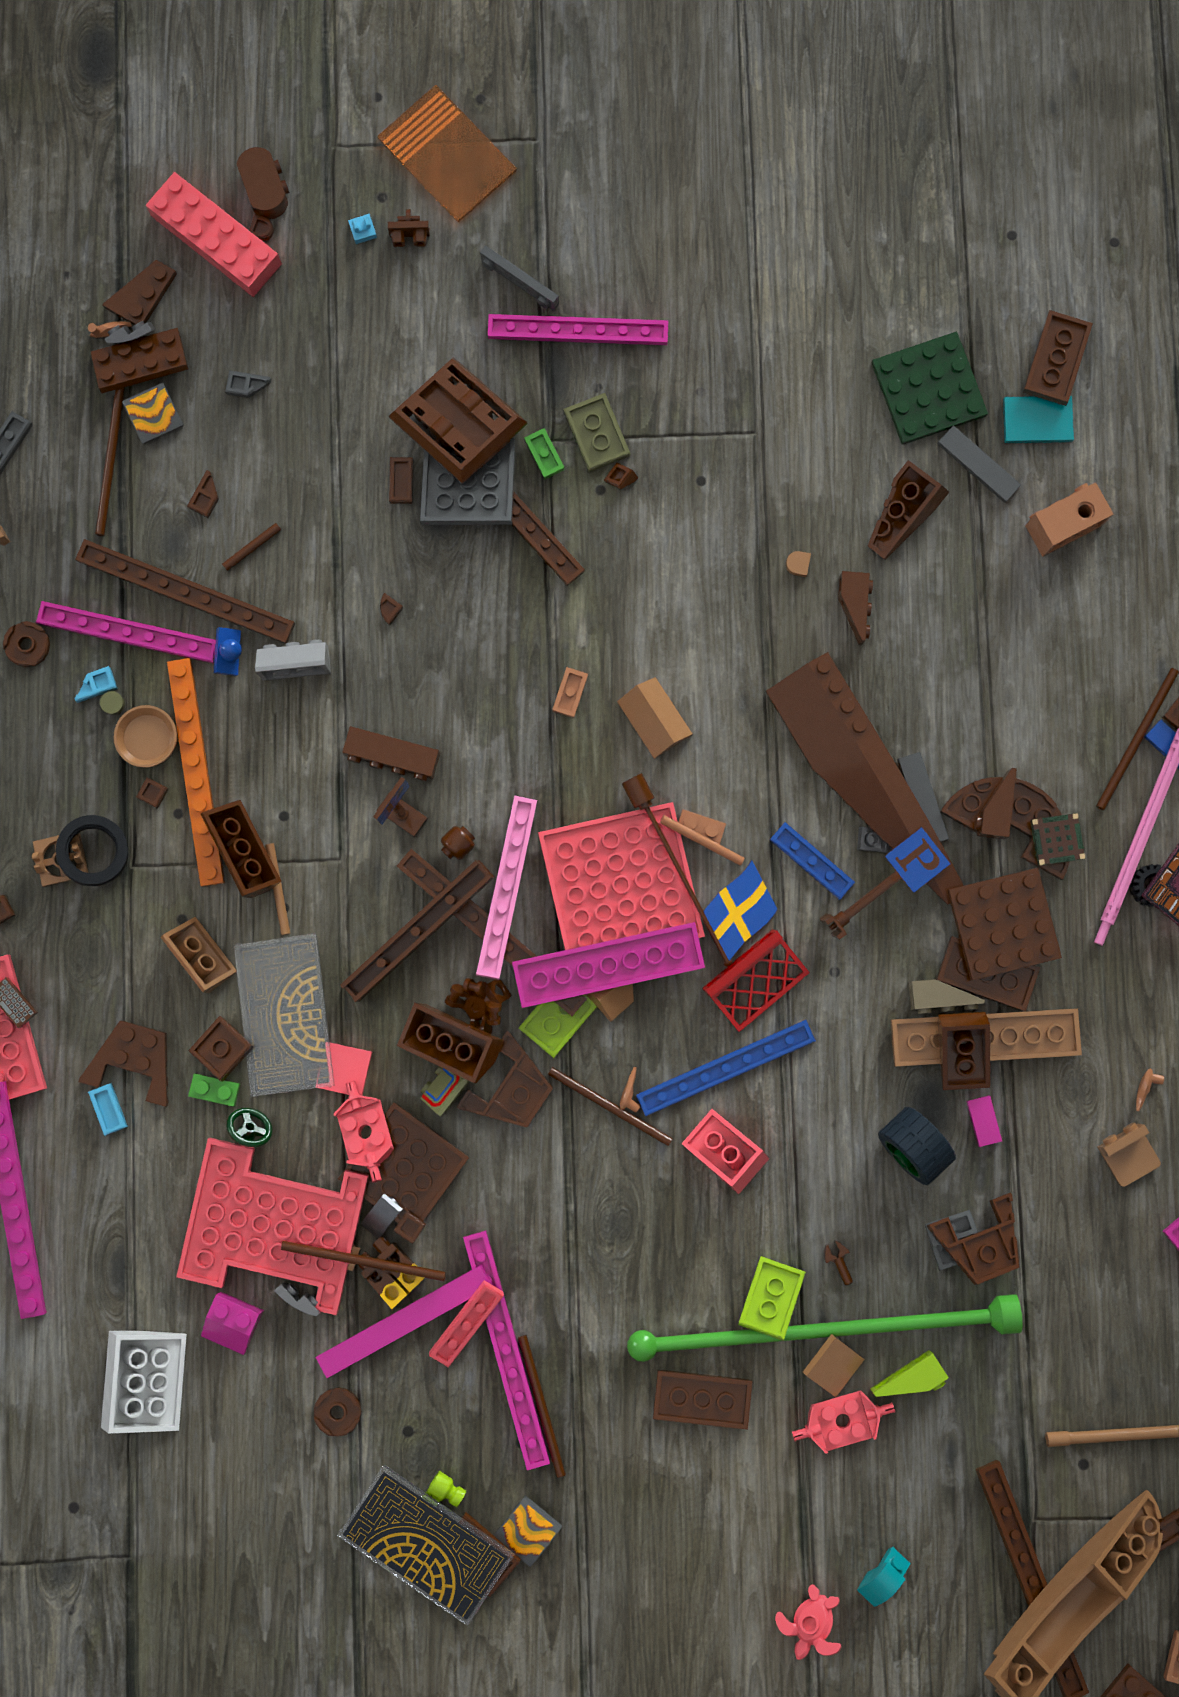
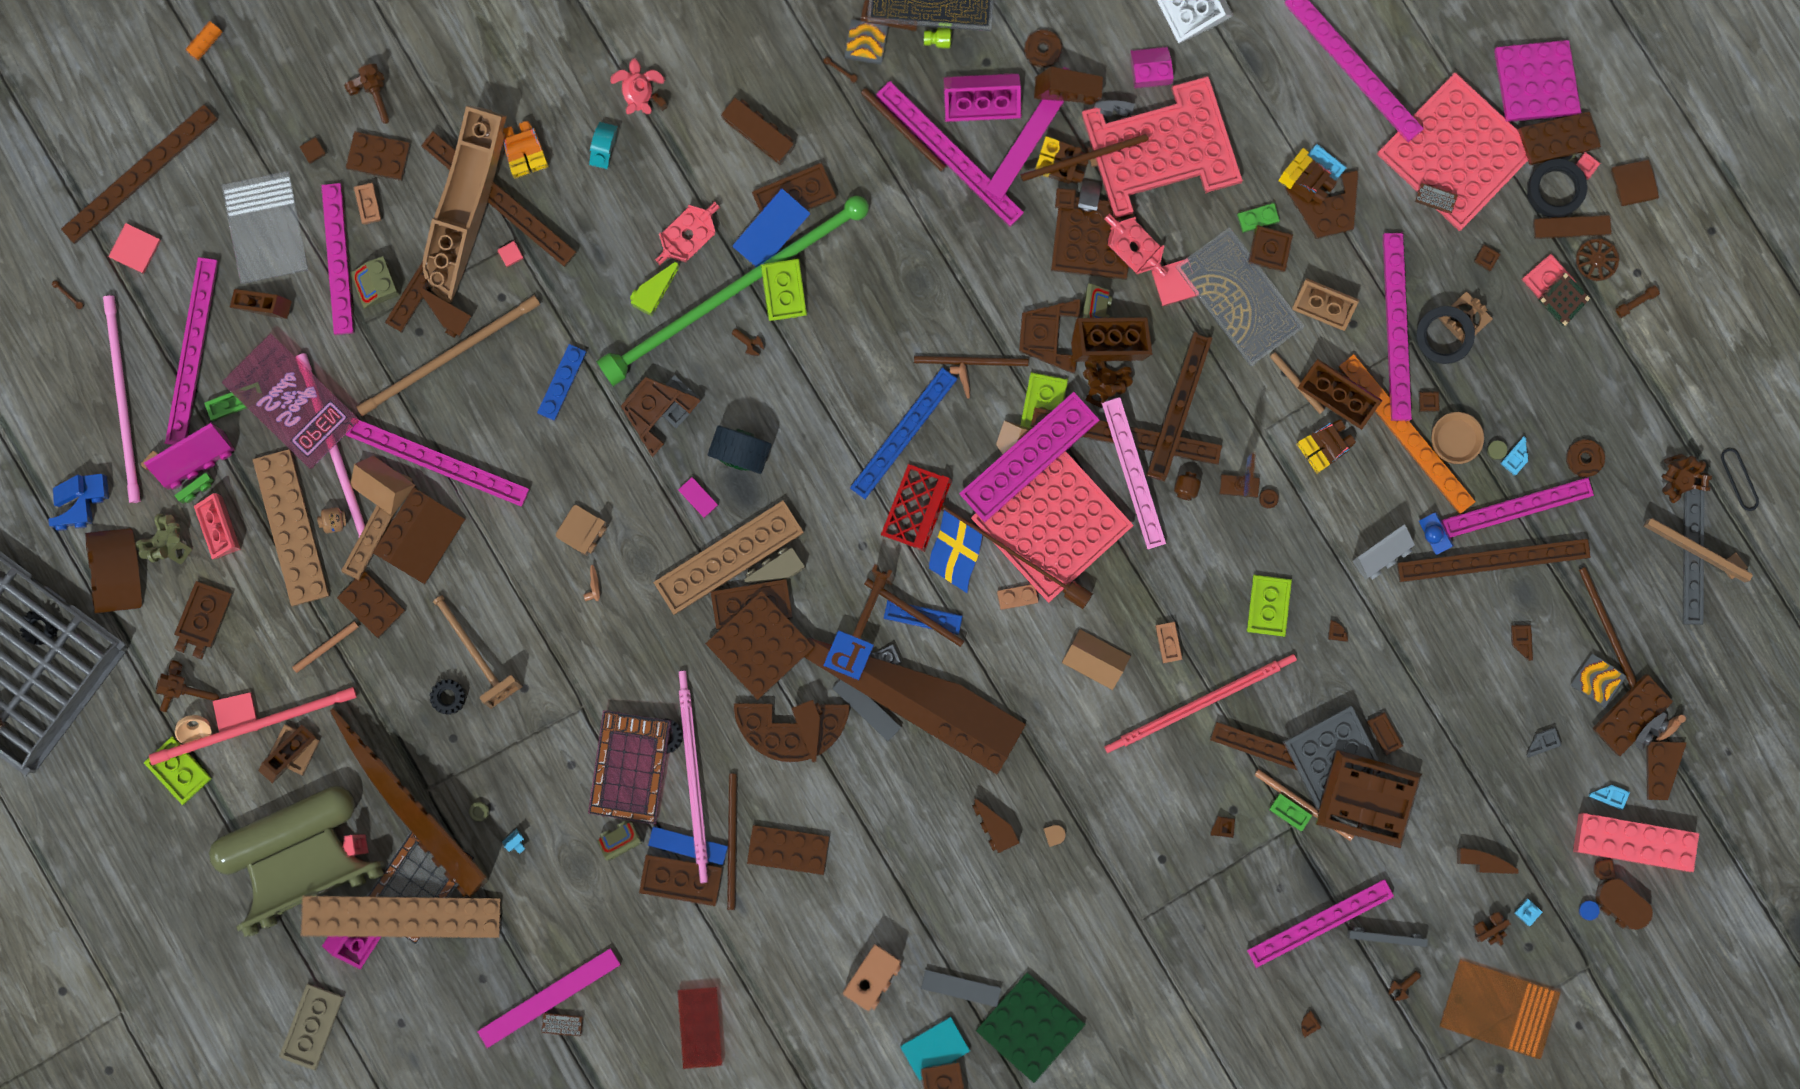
camera: 150 degrees right, 0 degrees up
(135, 1103) = (1307, 177): none -> reddish brown hips
(137, 889) = (1396, 327): none -> dark pink plate
(210, 295) = (1612, 796): none -> medium azure tile
(248, 1131) = (1217, 202): dark green piece -> none
(252, 546) = (1465, 621): reddish brown bar -> none
(279, 805) = (1331, 442): none -> reddish brown hips
(300, 198) = (1589, 910): none -> blue tile
(335, 1351) = (1068, 86): none -> reddish brown wedge
(377, 298) = (1484, 861): none -> reddish brown slope
(379, 784) = (1268, 499): none -> reddish brown tile
(391, 753) = (1272, 525): reddish brown brick -> none
(435, 1393) = (982, 97): none -> dark pink slope
(443, 674) = (1269, 605): none -> lime tile
(466, 1323) = (988, 155): coral tile -> none
(530, 225) = (1404, 986): none -> reddish brown bar
(552, 508) = (1294, 798): none -> nougat piece
(564, 1496) = (853, 78): none -> reddish brown hinge
(572, 613) = (1200, 703): none -> coral axle
(596, 432) = (1260, 852): olive tile -> none
(645, 240) = (1309, 1024): none -> reddish brown tile
(702, 840) = (1011, 586): nougat bar -> none
(703, 1495) = (758, 131): none -> reddish brown brick
(725, 1151) = (871, 373): coral slope -> none
(749, 1375) = (771, 228): none -> blue tile
(794, 1592) = (660, 102): none -> reddish brown tile
(817, 864) = (917, 614): none -> reddish brown piece
(833, 1365) = (715, 267): medium nougat tile -> none
(909, 504) = (996, 927): reddish brown wedge -> none
(964, 1050) = (740, 537): reddish brown slope -> none
(976, 1621) = (521, 144): none -> hips
(1050, 1508) = (510, 254): none -> coral tile
(1057, 839) = (753, 729): tile -> none
(1066, 1330) = (561, 382): none -> blue plate
(1083, 698) = (788, 850): none -> reddish brown plate
(1157, 1476) = (450, 317): none -> reddish brown slope

